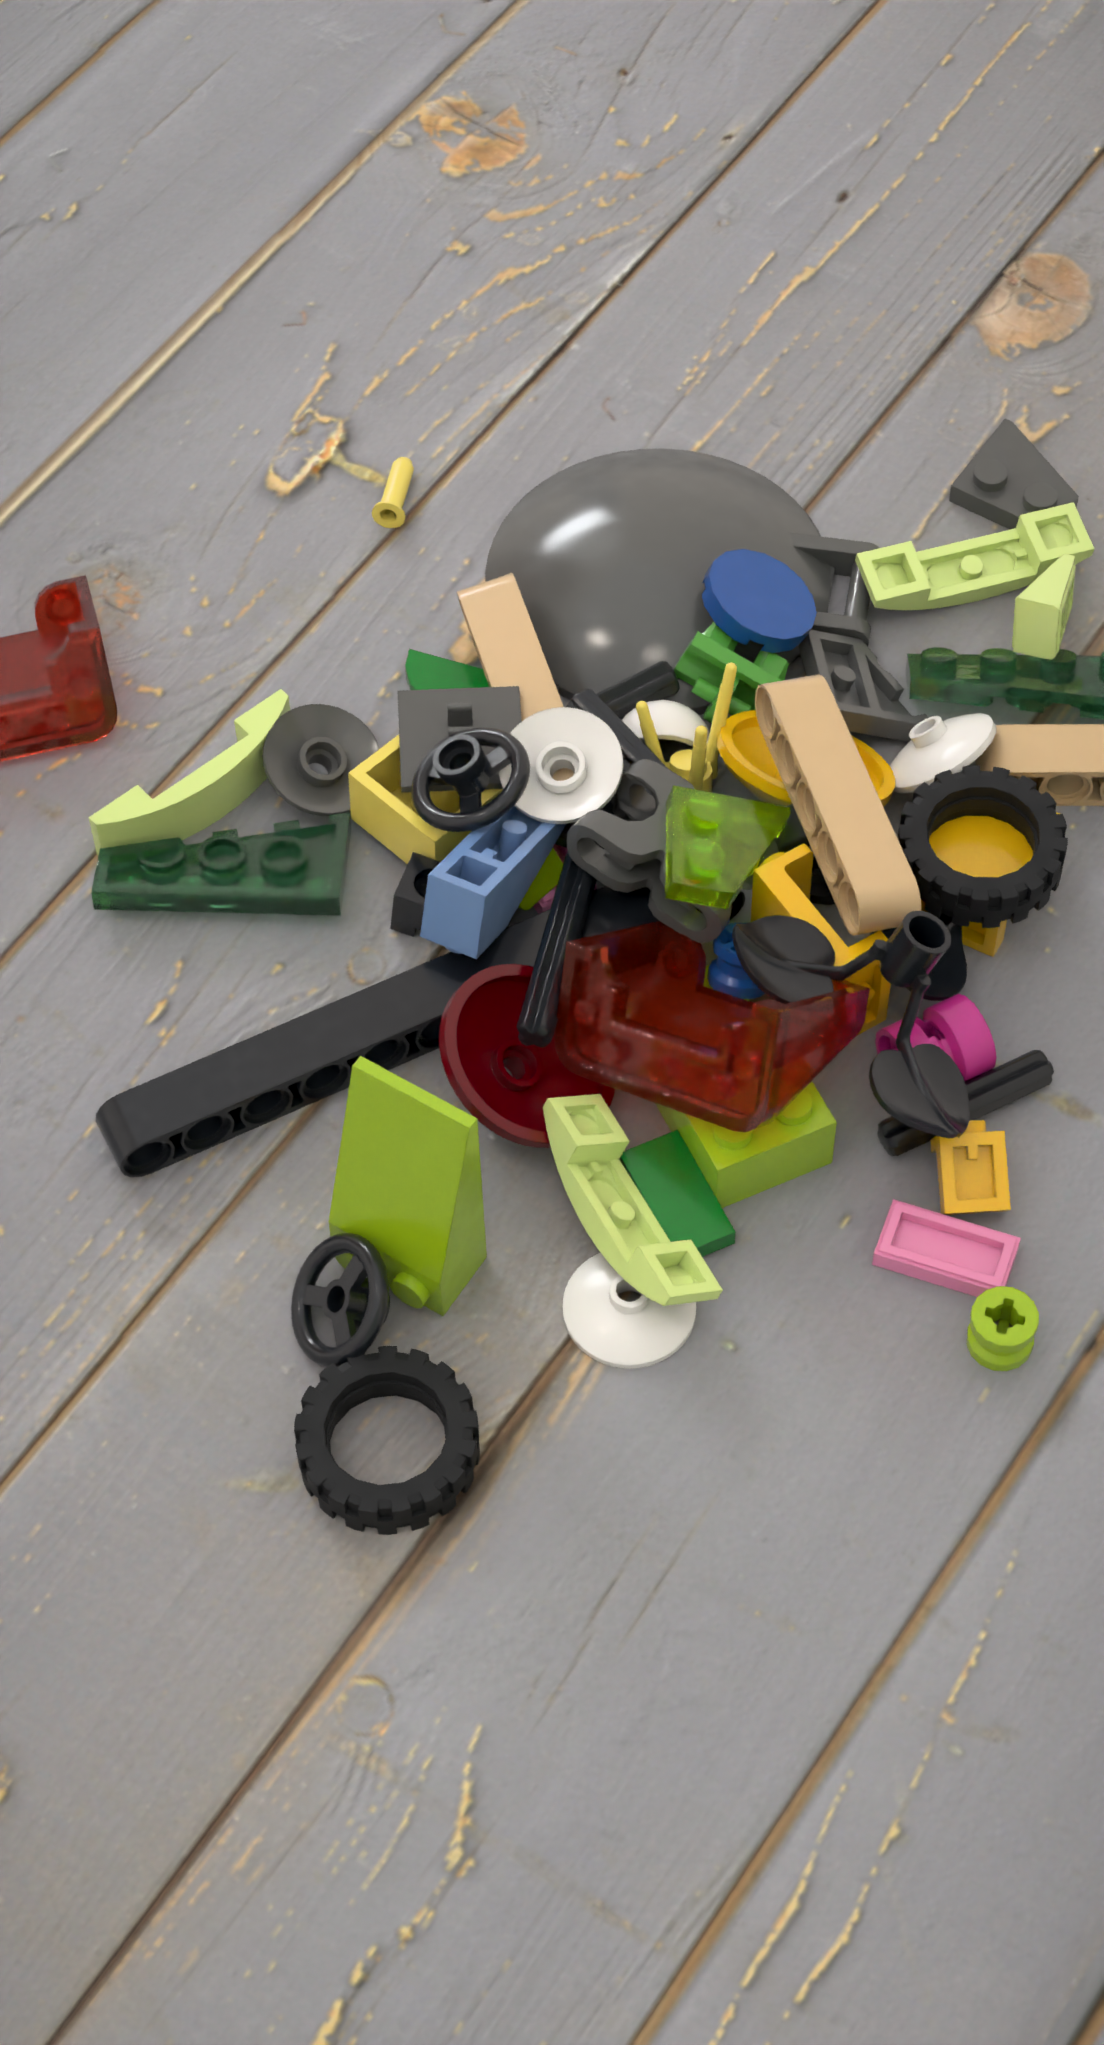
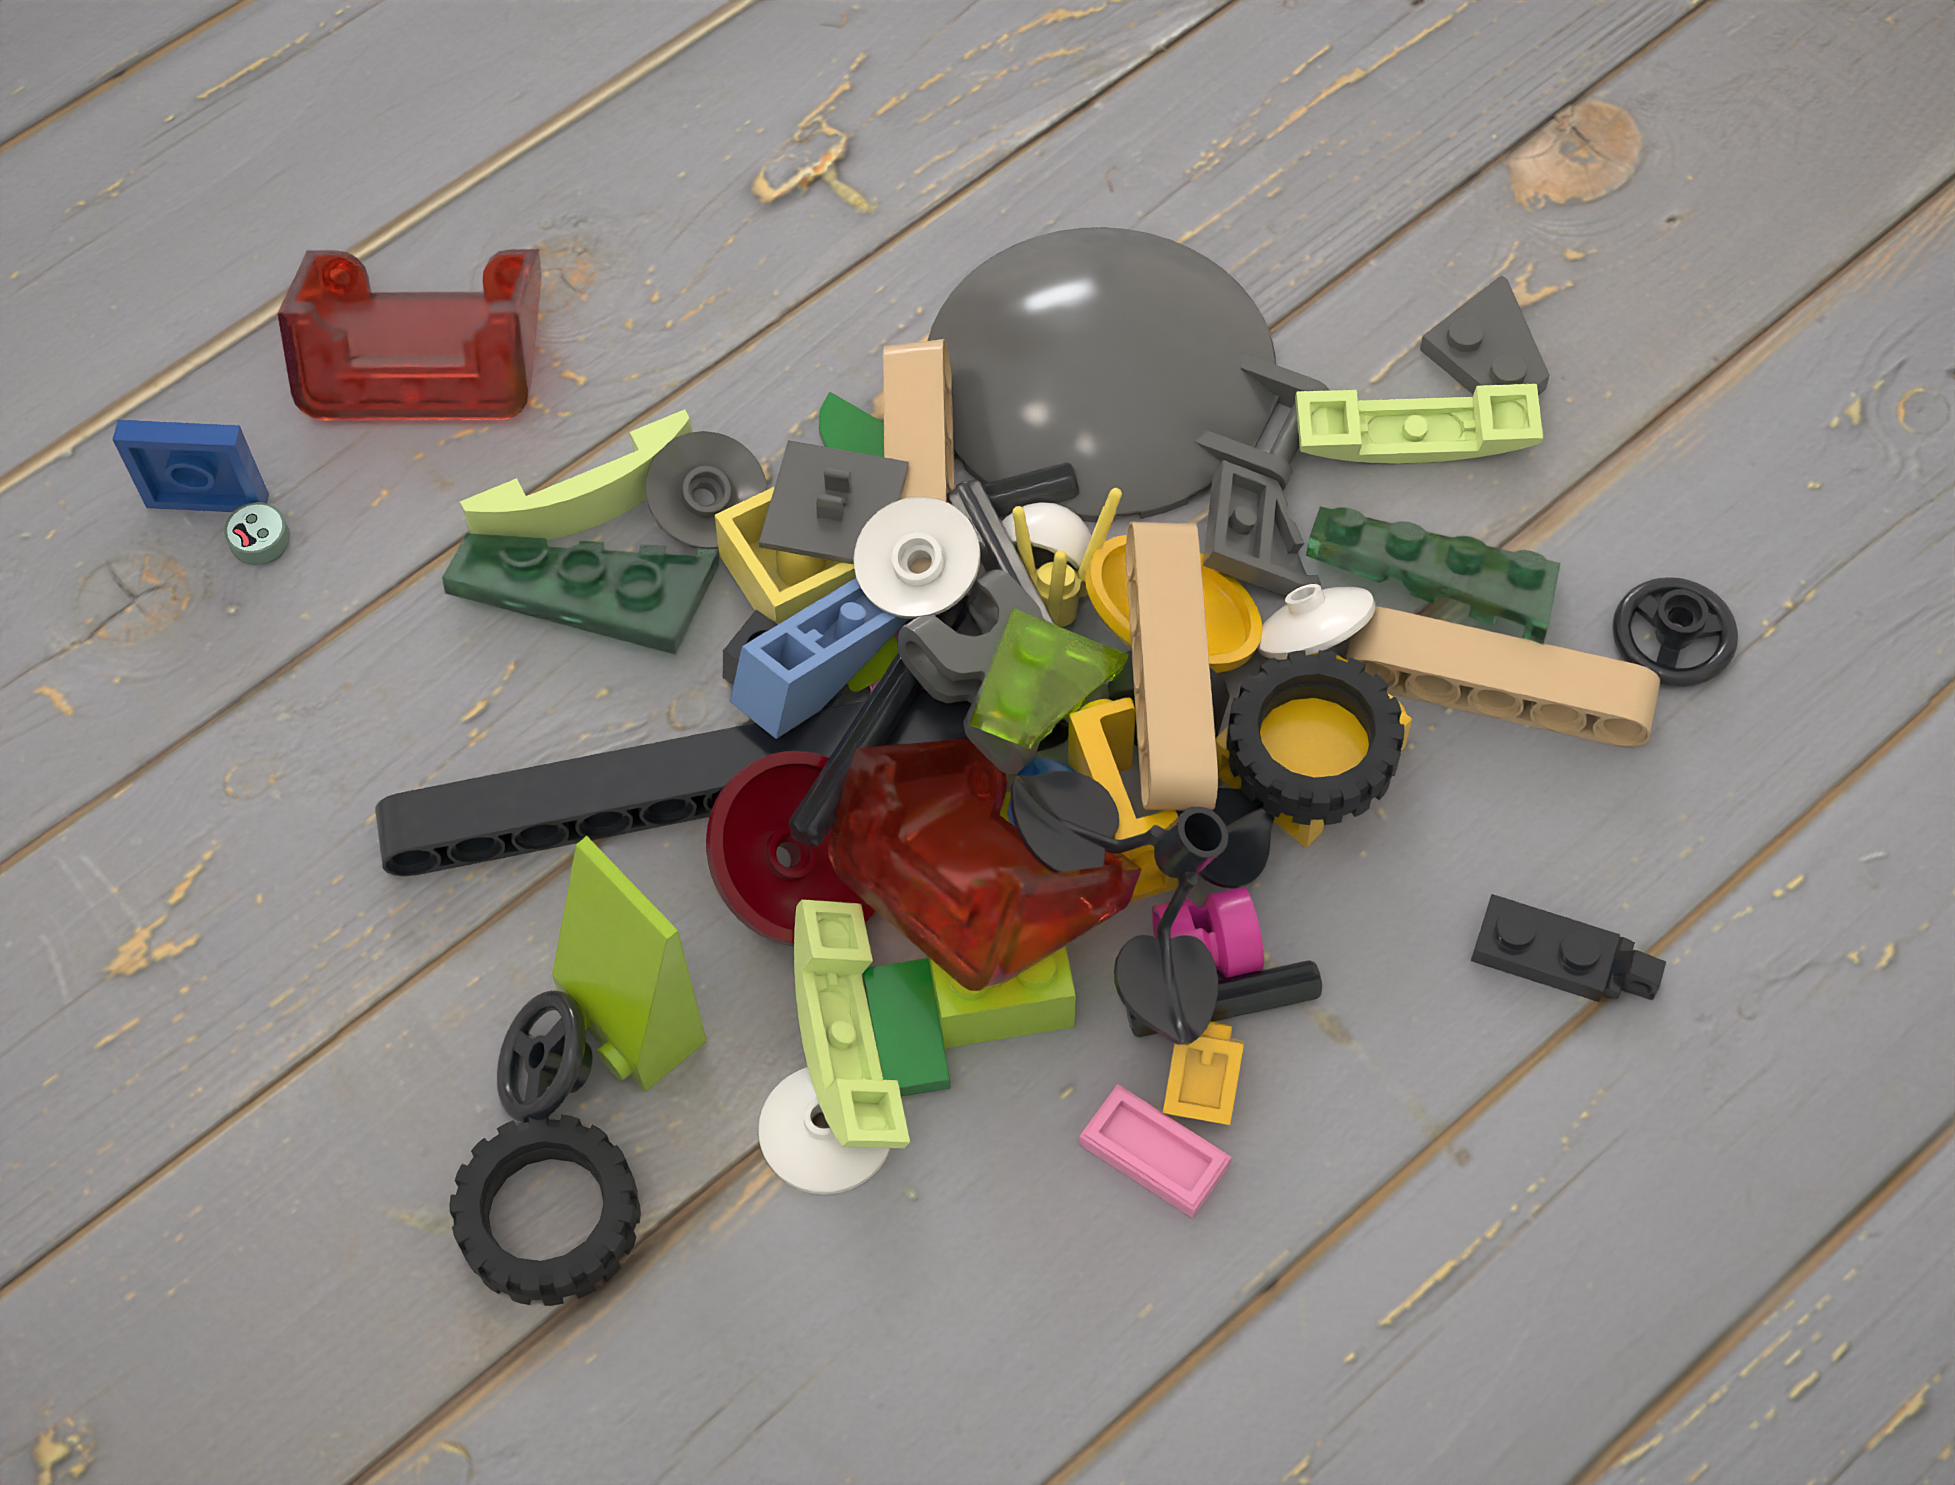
camera: 15 degrees right, 5 degrees up
(389, 511) = (859, 241): light yellow piece -> none
(463, 764) = (819, 546): black piece -> none
(705, 663) = (1117, 468): bright green hips -> none
(758, 600) = (1178, 421): blue tile -> none
(997, 1345) = (1176, 1264): lime wheel -> none
(1044, 610) = (1469, 494): yellowish green slope -> none

